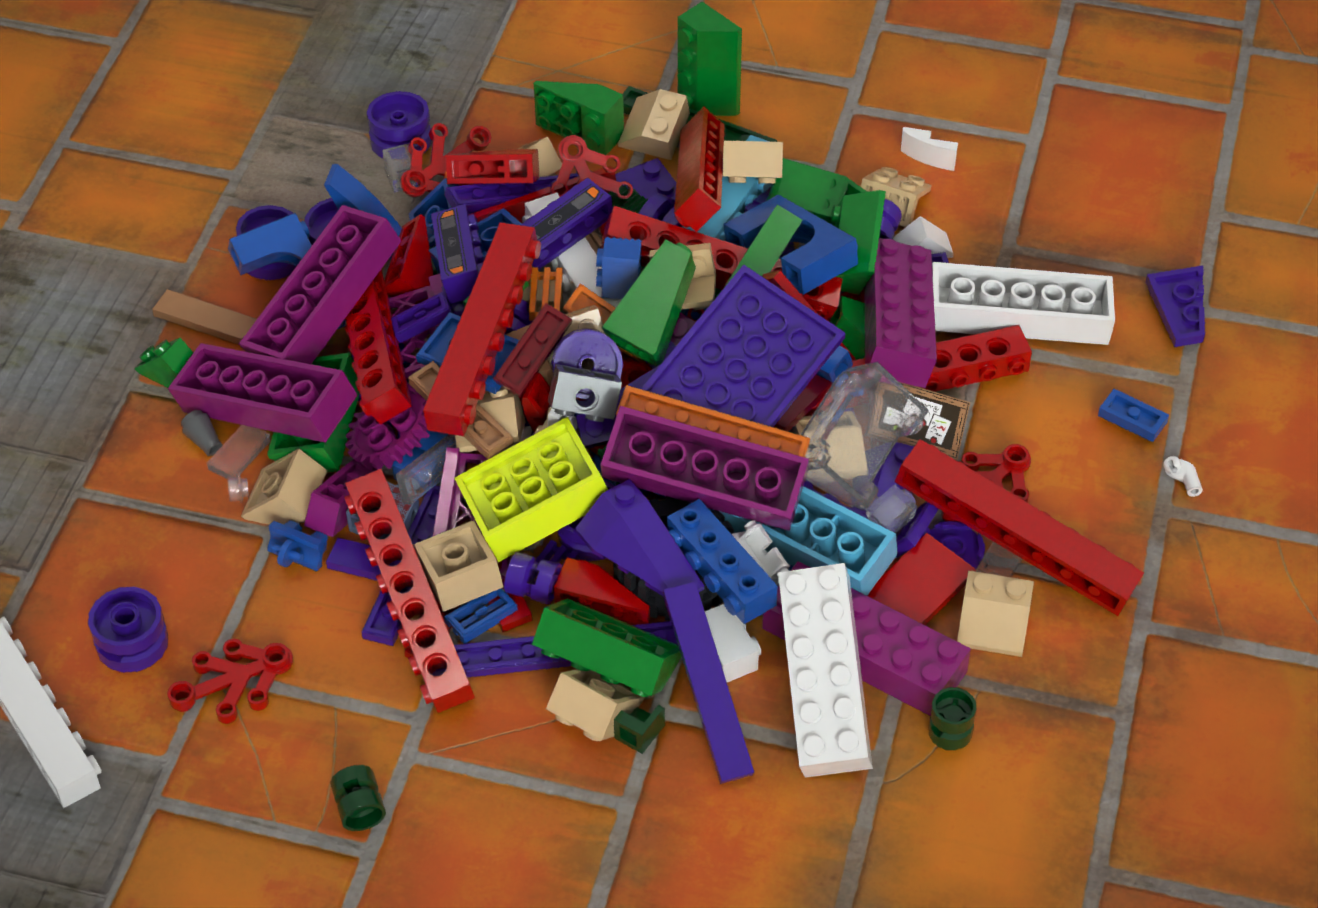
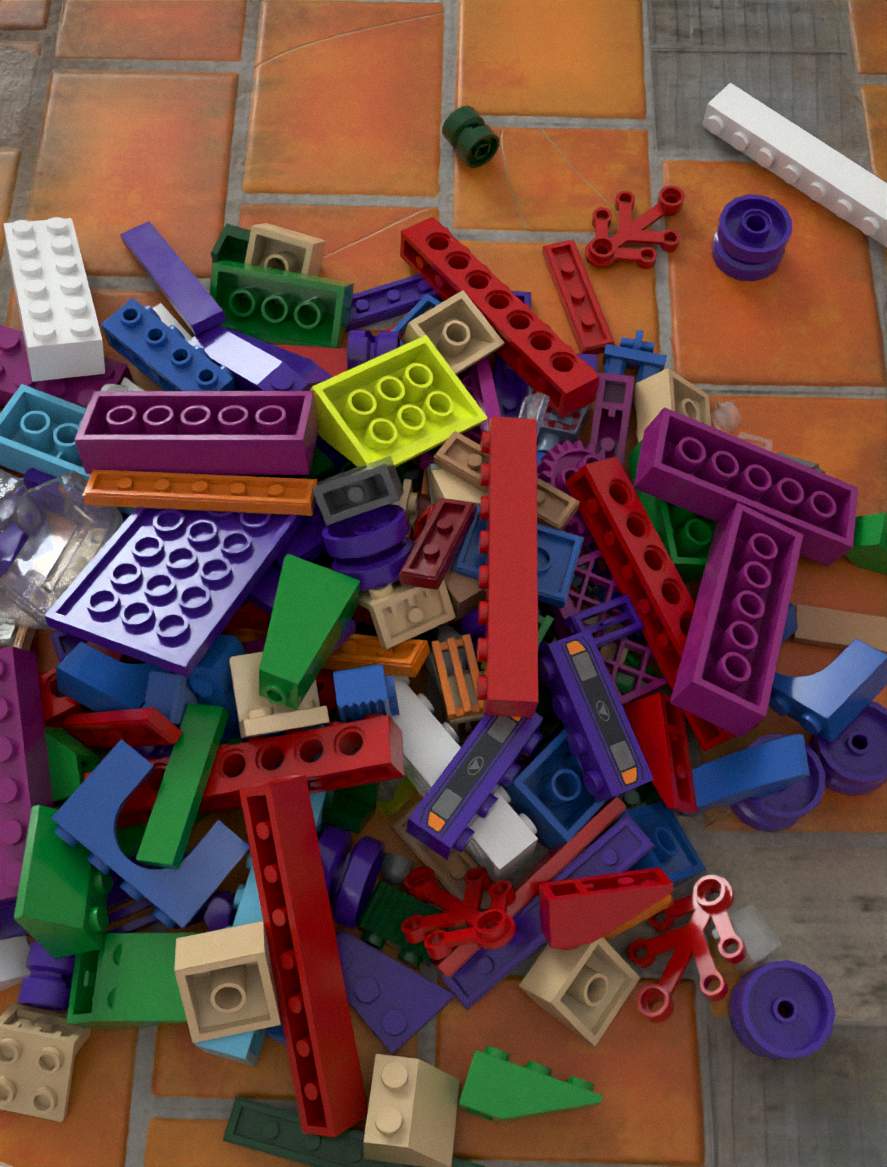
camera: 165 degrees right, 15 degrees up
(318, 625) = (577, 297): none -> red tile

